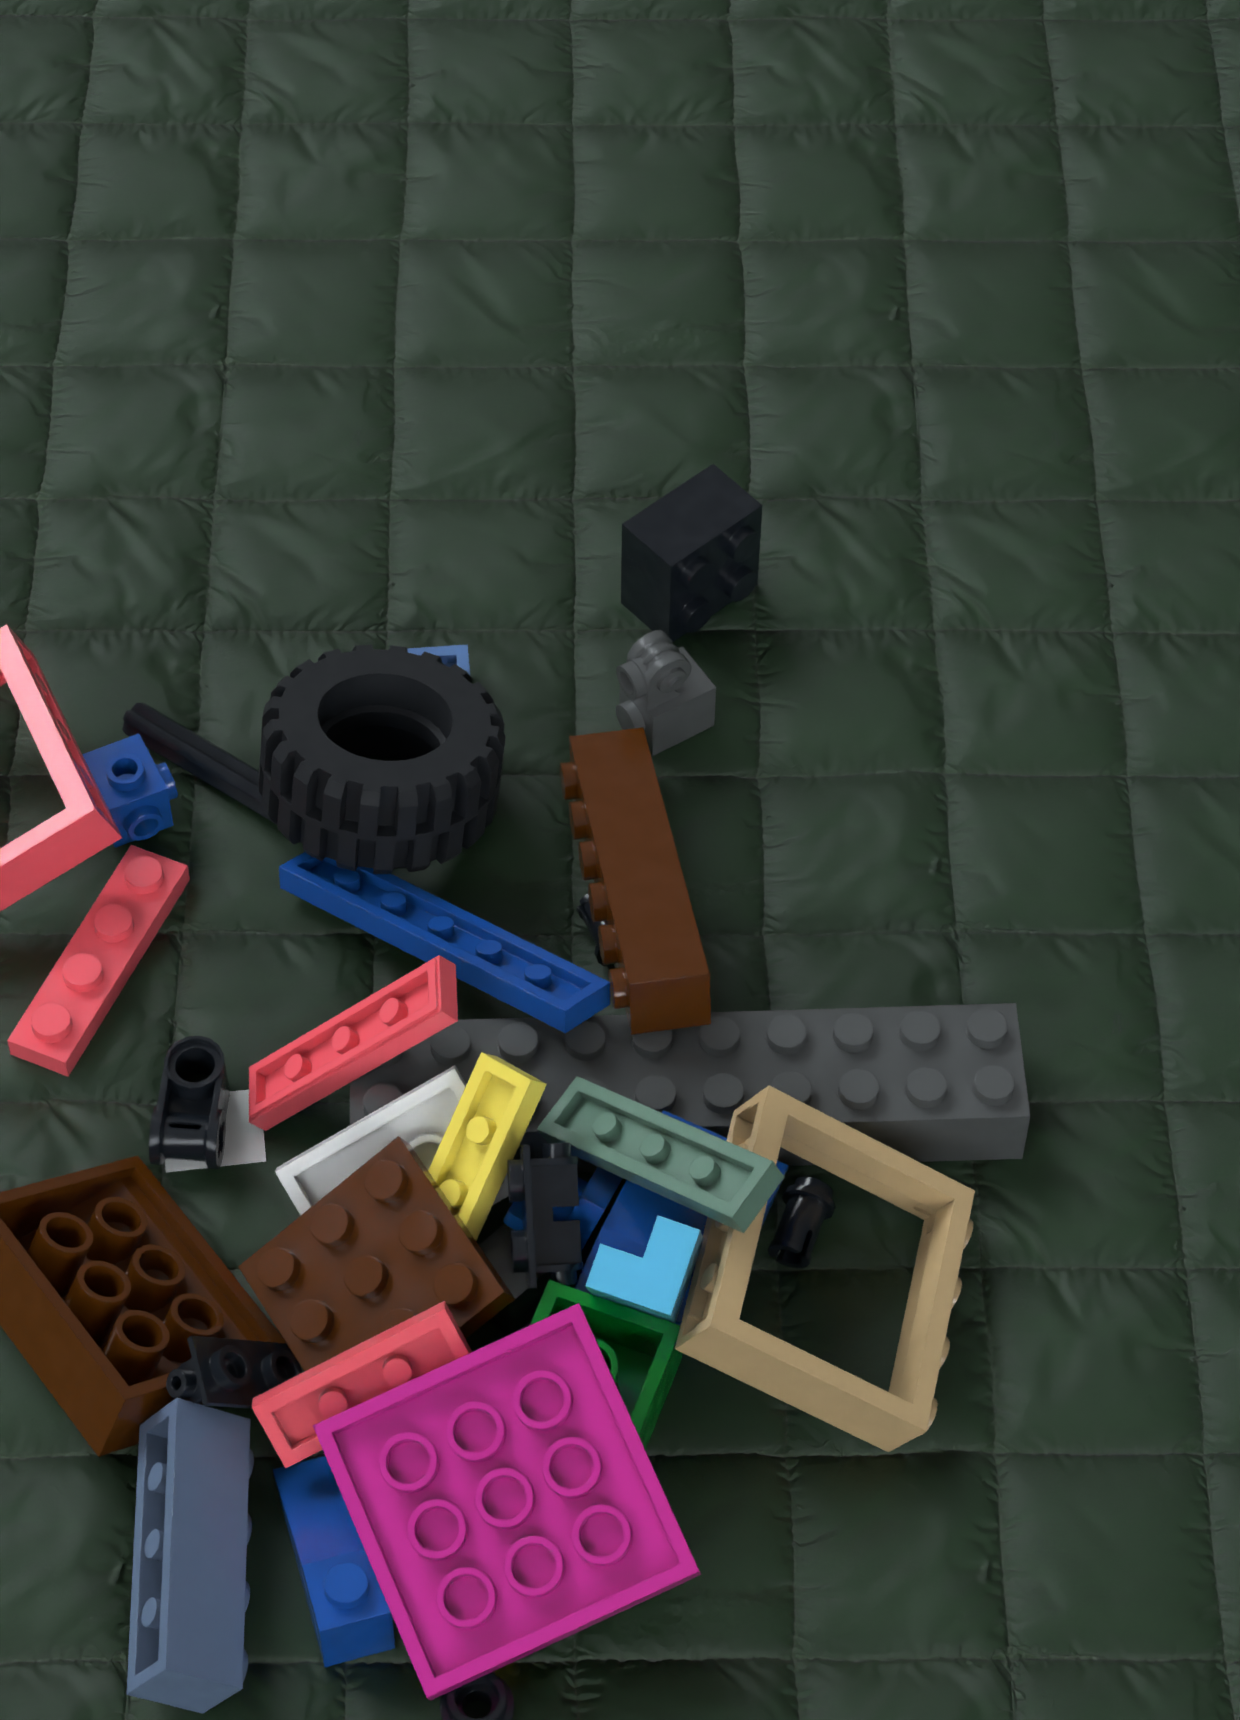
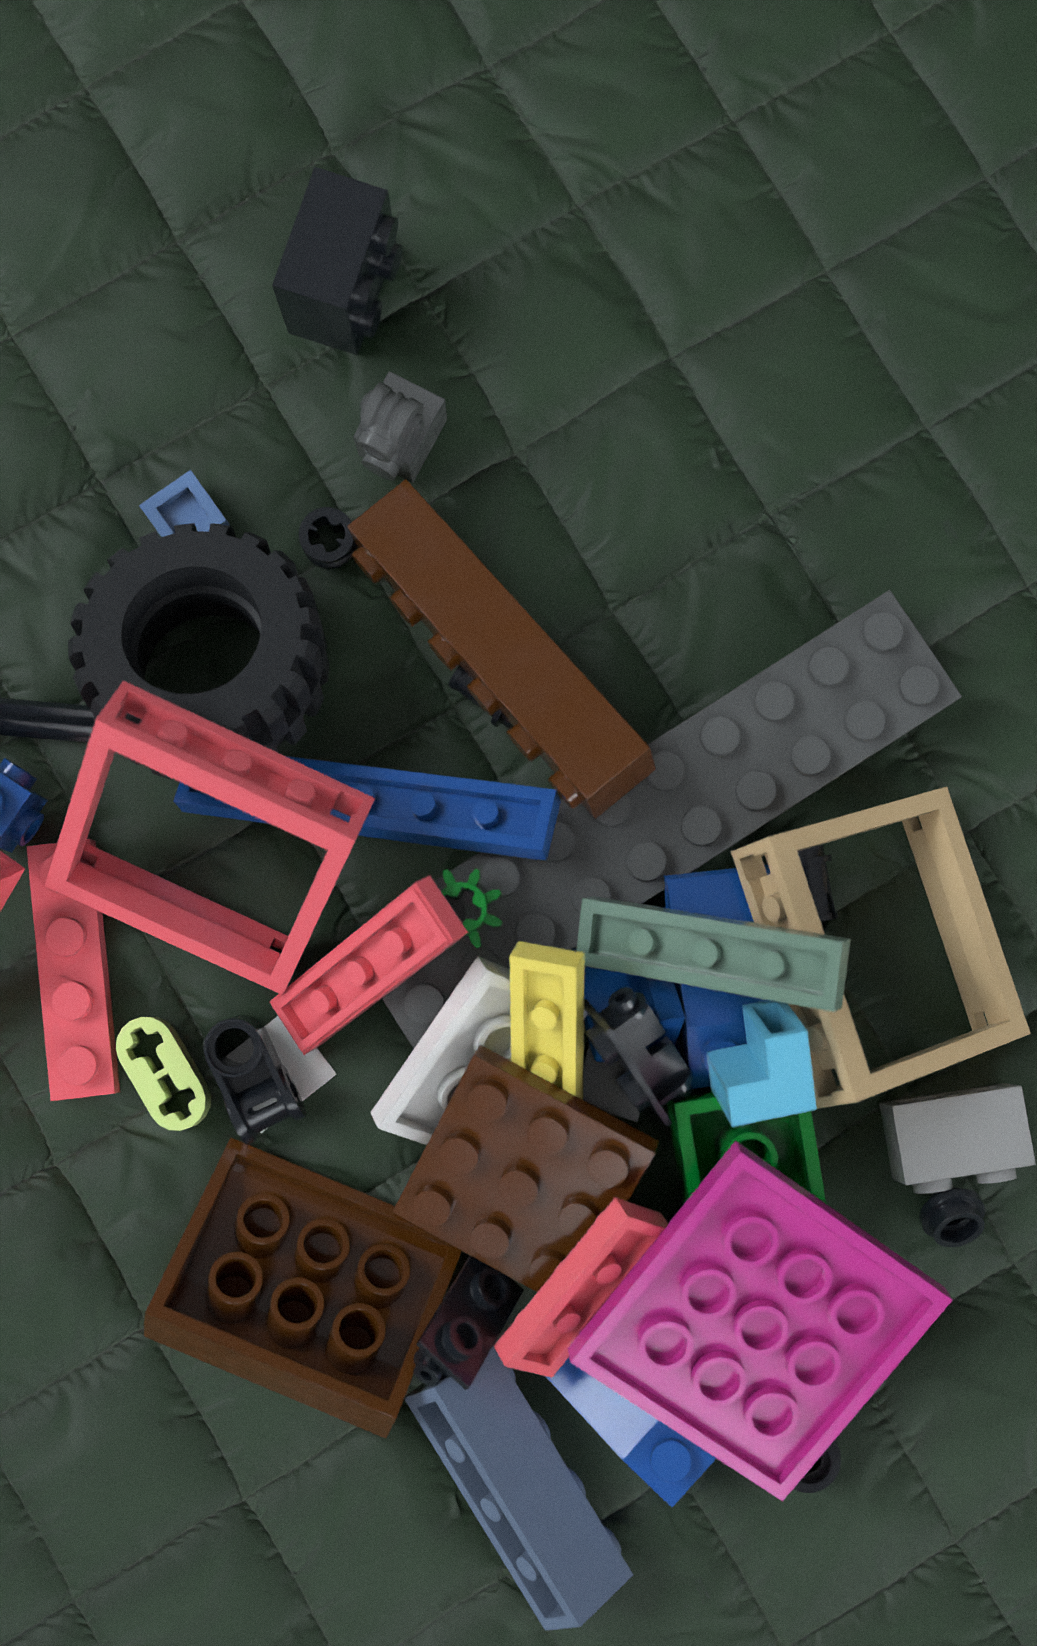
camera: 30 degrees left, 30 degrees up
(131, 1074) = (150, 1081): none -> yellowish green beam
(362, 822) = (234, 773): none -> coral window
(475, 1031) = (455, 891): none -> green gear
(540, 738) = (317, 553): none -> black bush
(747, 1581) = (953, 1217): none -> black plate
(804, 1494) = (957, 1136): none -> light grey brick

